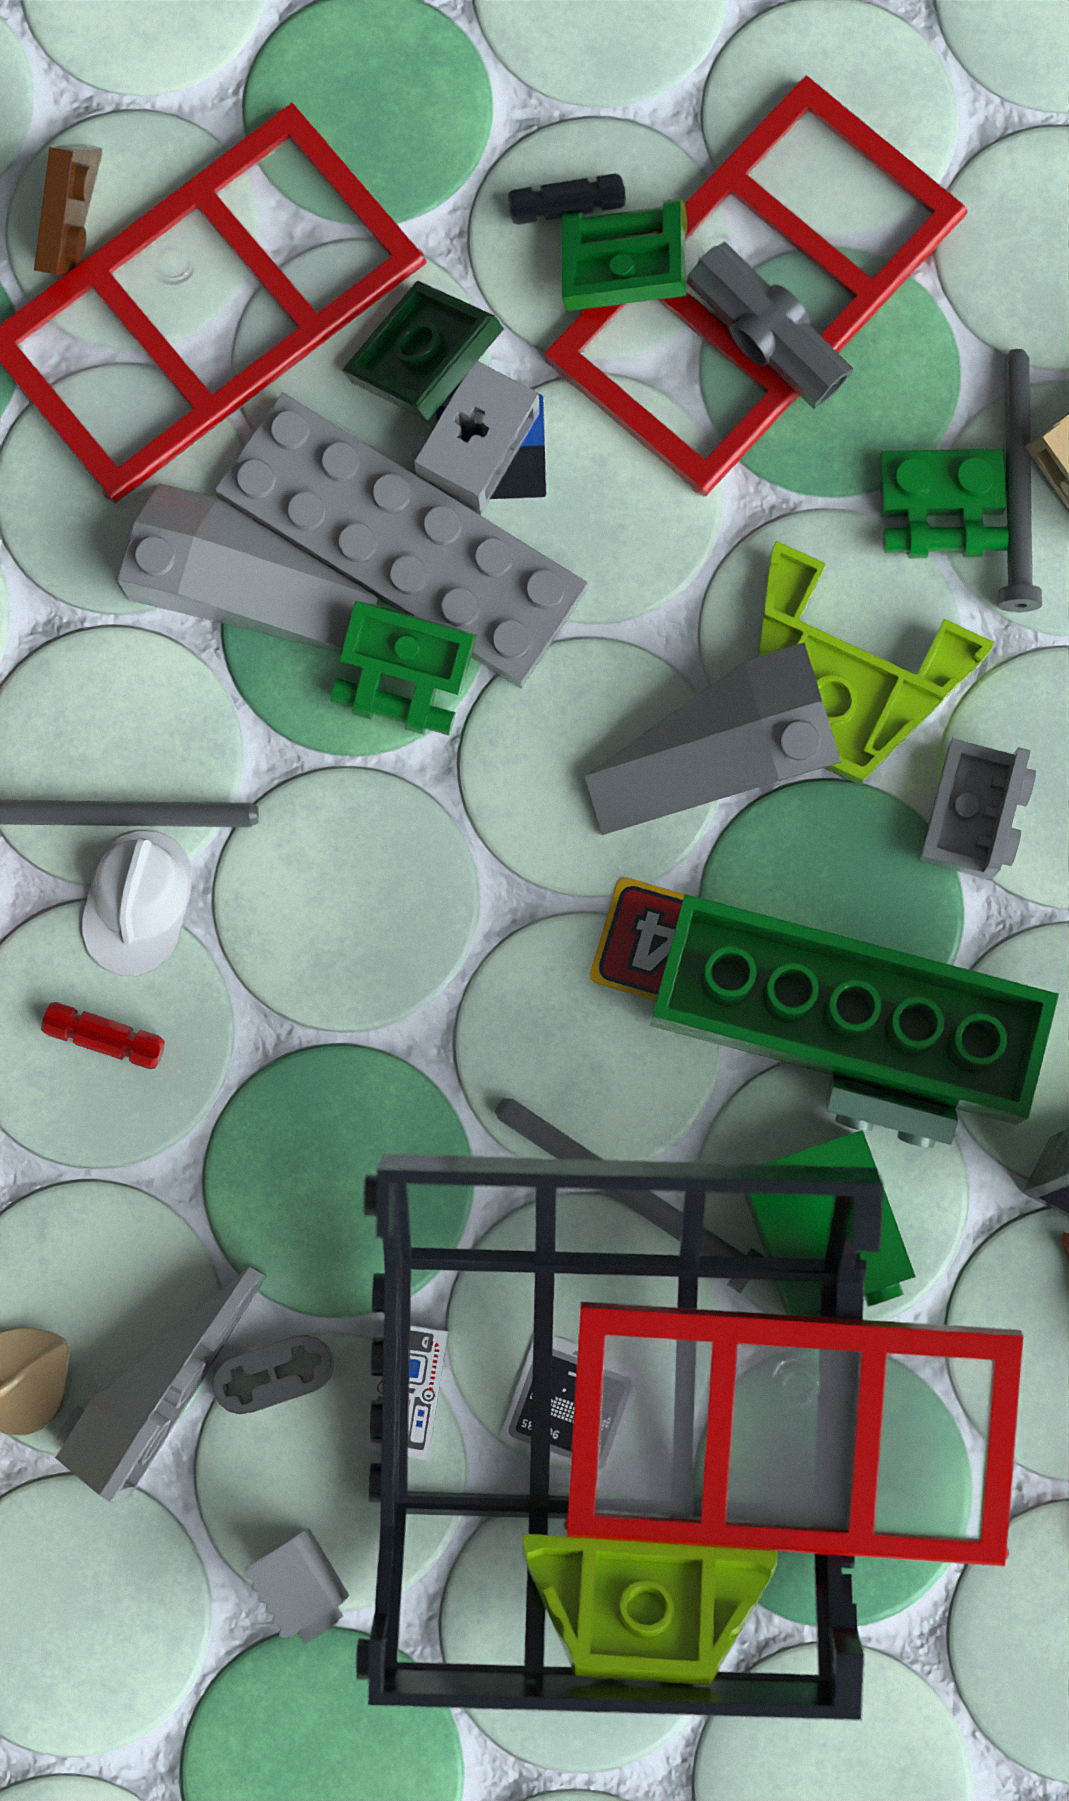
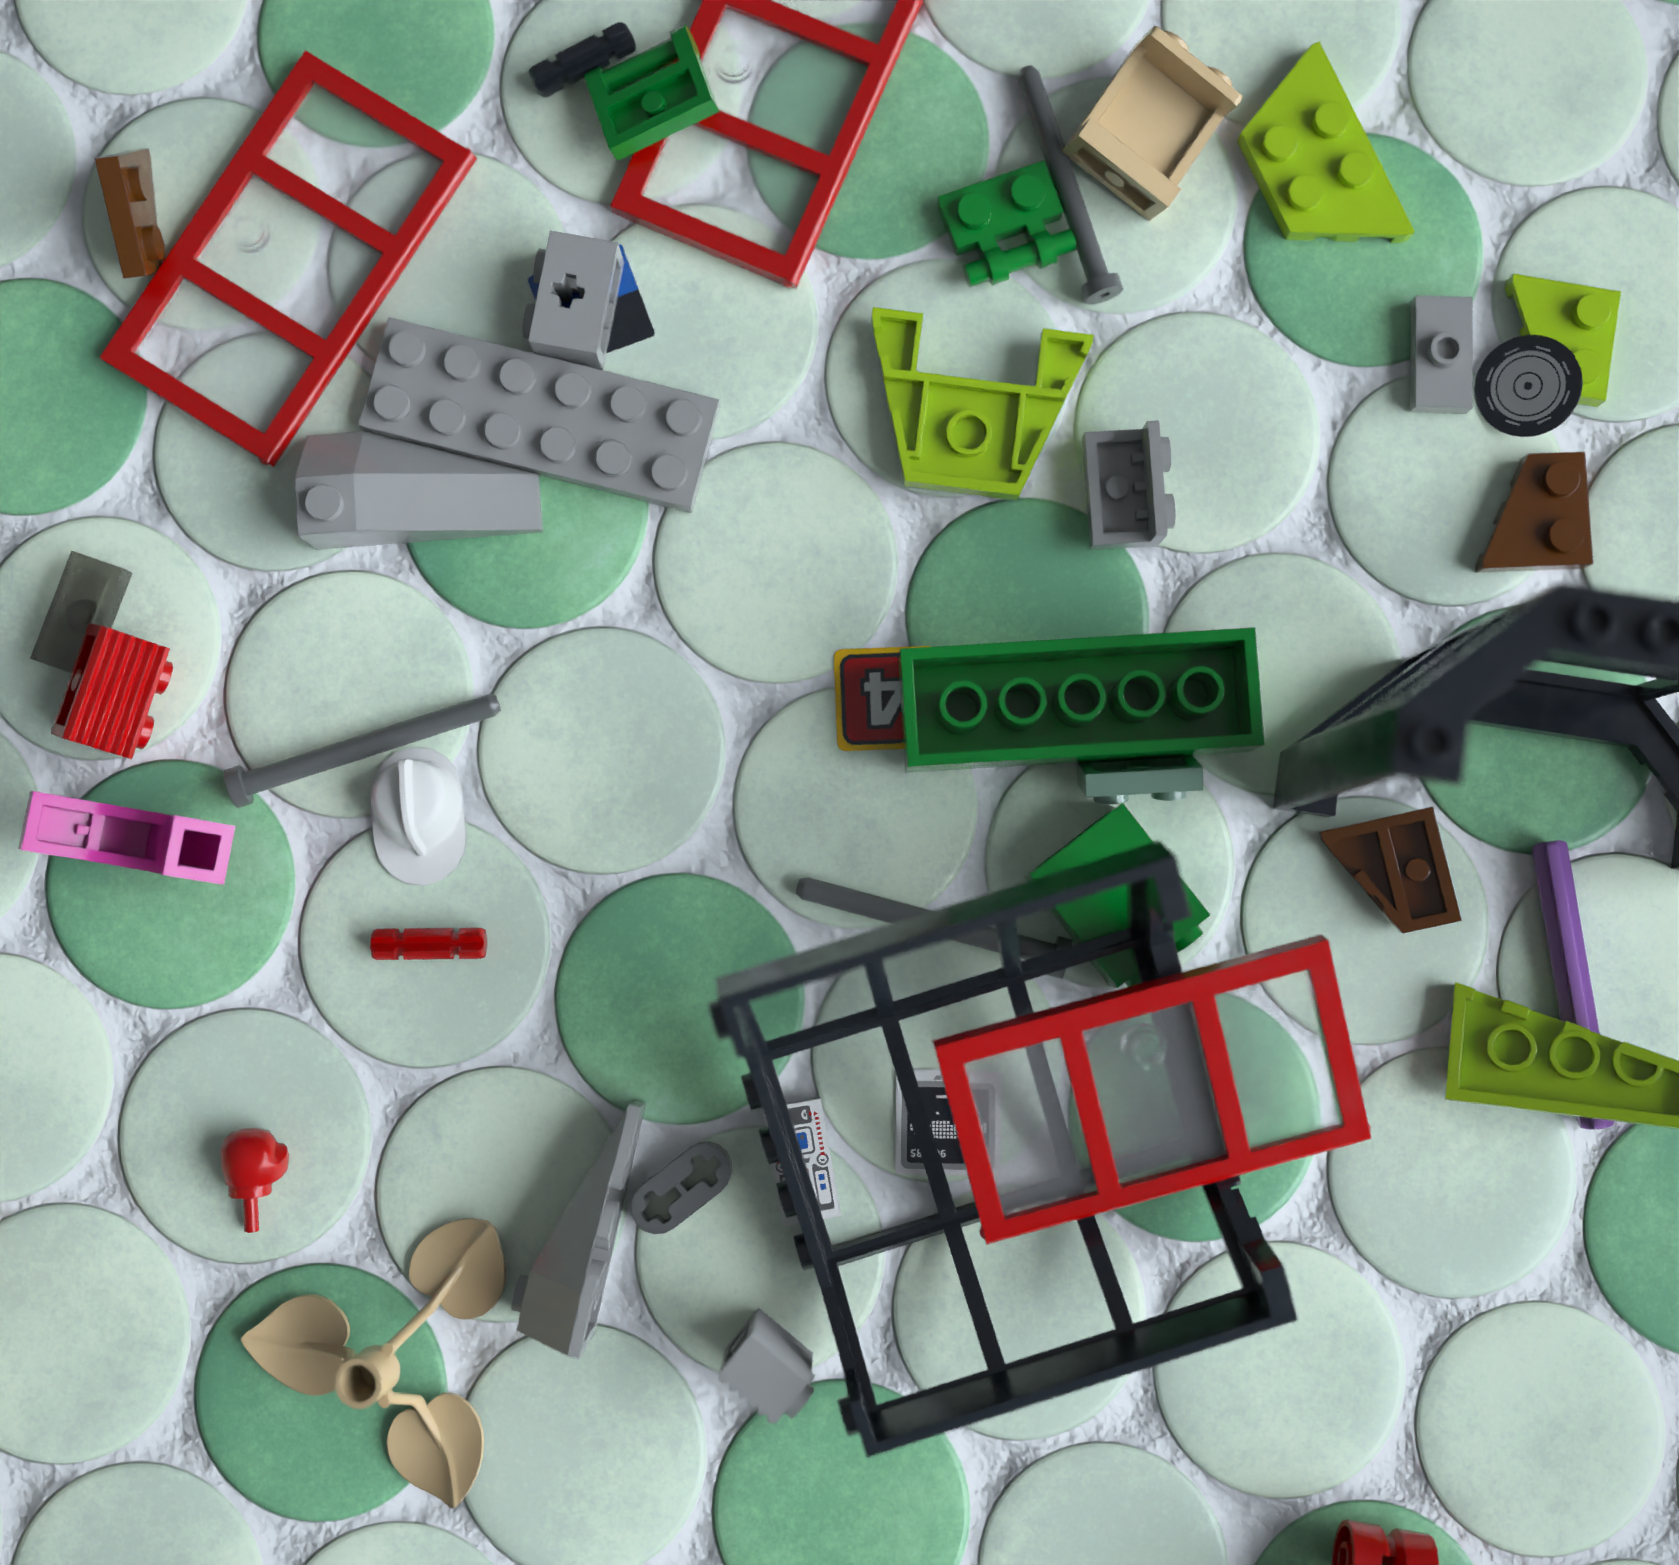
camera: 25 degrees left, 5 degrees up
(407, 649) = (581, 511): green plate -> none
(423, 349) = (501, 237): dark green plate -> none
(646, 1605) = (1075, 1281): lime wing -> none
(730, 738) = (893, 496): light grey wedge -> none
(769, 324) = (801, 114): dark grey piece -> none

